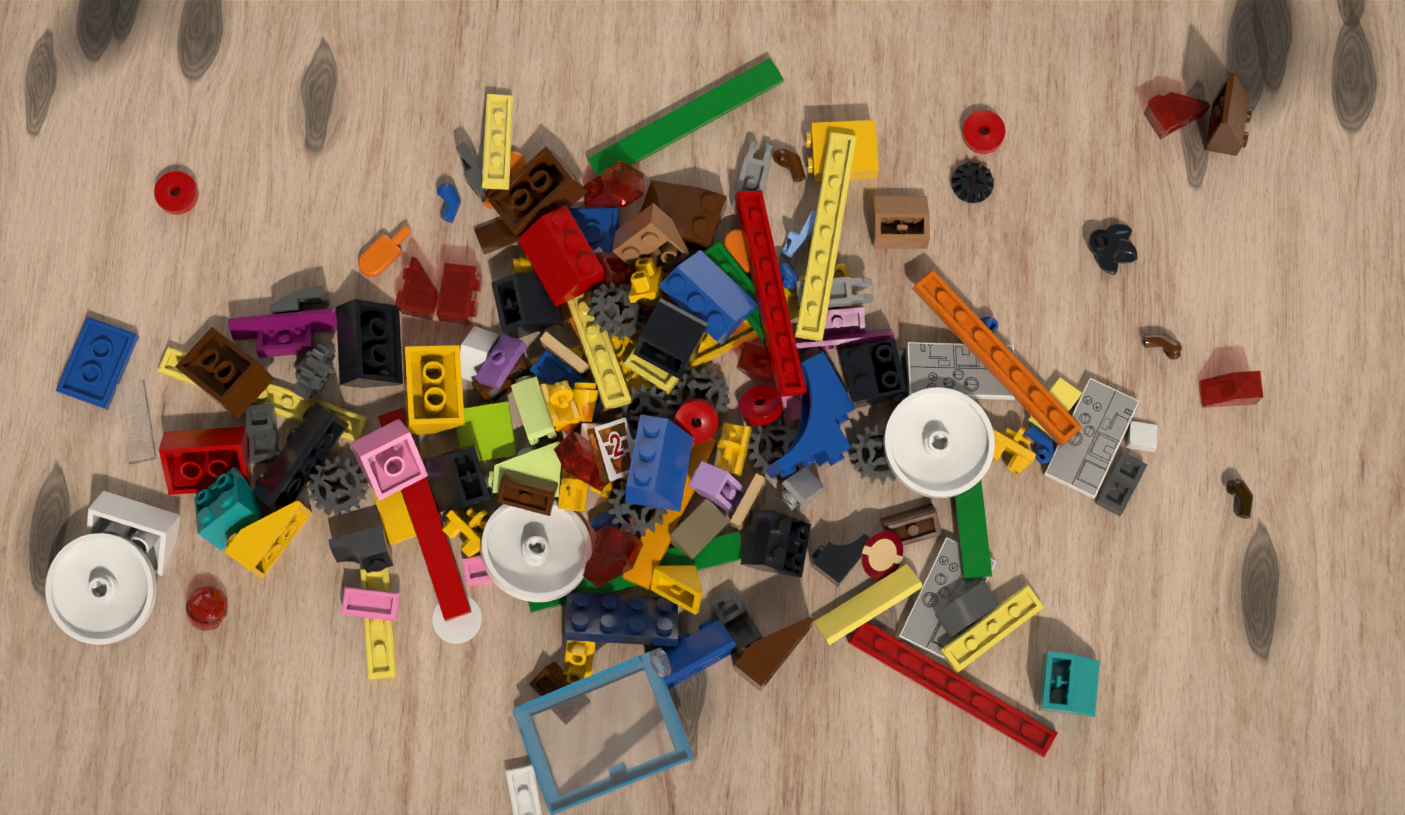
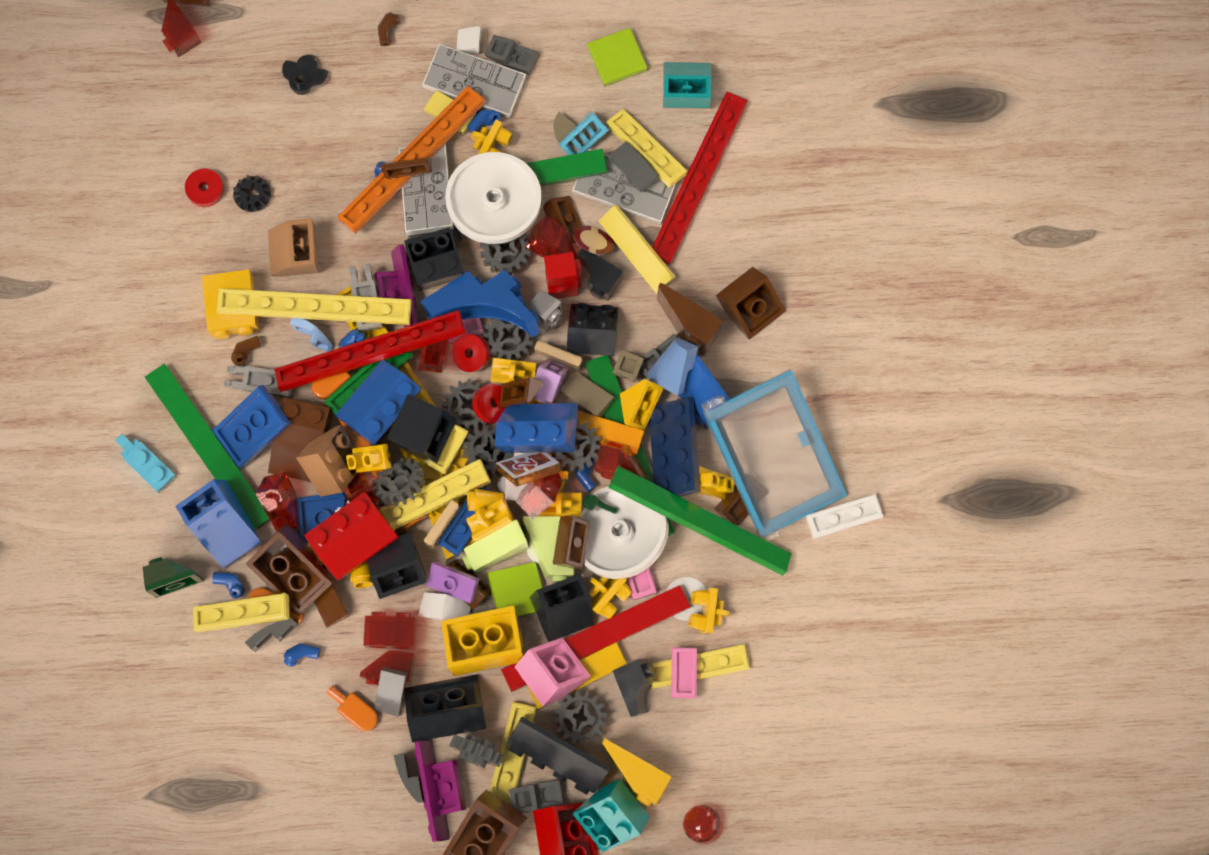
camera: 100 degrees left, 0 degrees up
(393, 288) = (390, 691): none -> slope
(448, 639) = (710, 610): none -> yellow hips
(534, 638) = (700, 520): none -> green tile
(535, 136) = (231, 581): none -> blue arm
(547, 68) = (166, 577): none -> dark green slope
(574, 521) = (592, 501): none -> dark green hand
(598, 124) = (219, 522): none -> slope
(675, 55) = (145, 463): none -> medium azure hinge
(699, 163) = (251, 426): none -> blue tile
(700, 448) = (519, 391): none -> reddish brown slope
(713, 625) = (673, 365): none -> medium blue slope
(726, 578) = (628, 366): none -> dark tan tile
(790, 730) = (751, 302): none -> reddish brown slope
(835, 509) = (562, 275): none -> red arch
(881, 506) = (550, 239): none -> clear red slope
(984, 348) = (407, 167): none -> reddish brown slope
(1025, 534) = (562, 126): none -> dark tan tile
(1026, 576) = (595, 136): none -> medium azure slope
(1111, 606) = (617, 57): none -> lime tile

